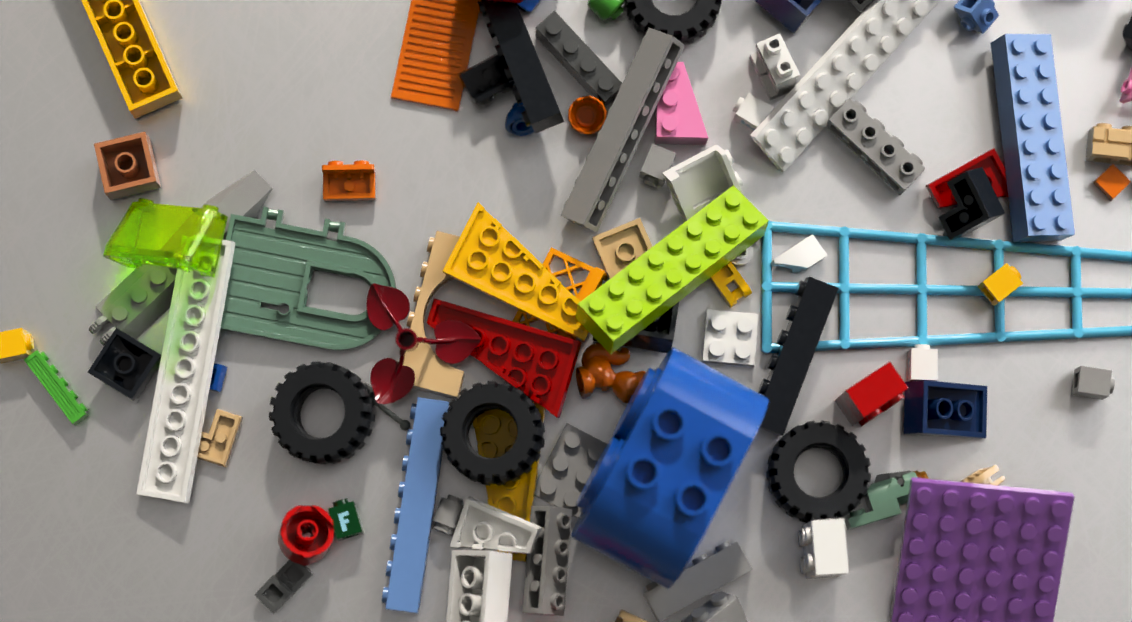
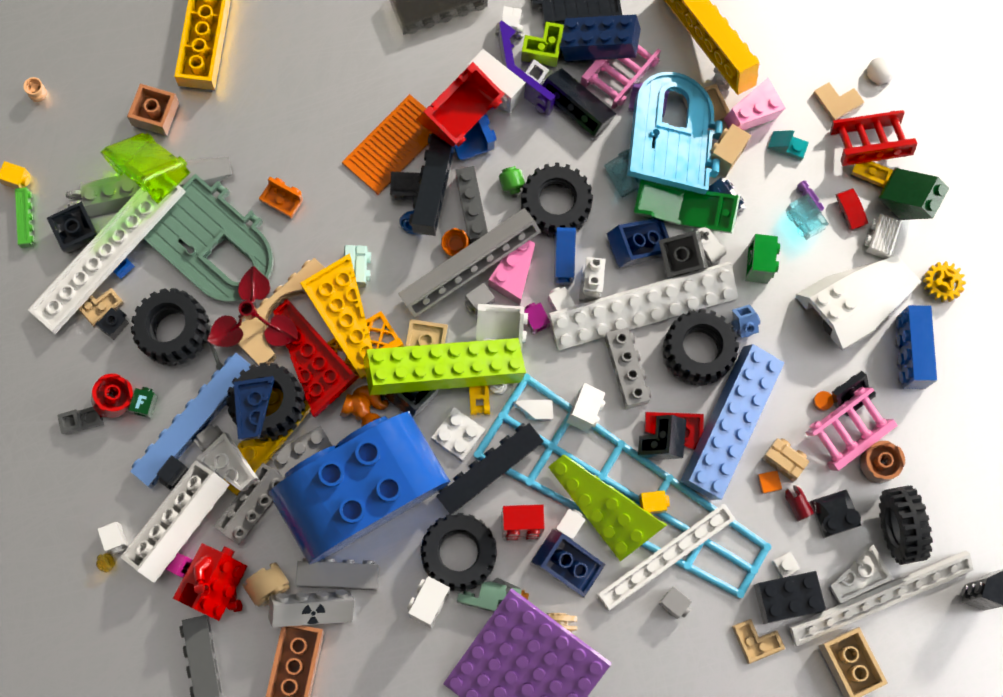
camera: 30 degrees right, 5 degrees down
(247, 458) = (115, 328): none -> black brick
(436, 580) = (171, 472): none -> black brick
(486, 449) = (251, 406): none -> dark blue wing
(490, 199) = (359, 258): none -> light aqua brick
(724, 56) = (564, 255): none -> blue slope
(738, 146) = (537, 318): none -> magenta brick
(859, 220) = (586, 407): none -> white brick
(958, 43) = (712, 326): none -> black tyre
(962, 324) = (611, 513): none -> lime wing
(1050, 337) = (665, 557): none -> white tile
(1116, 52) = (823, 401): none -> orange tile

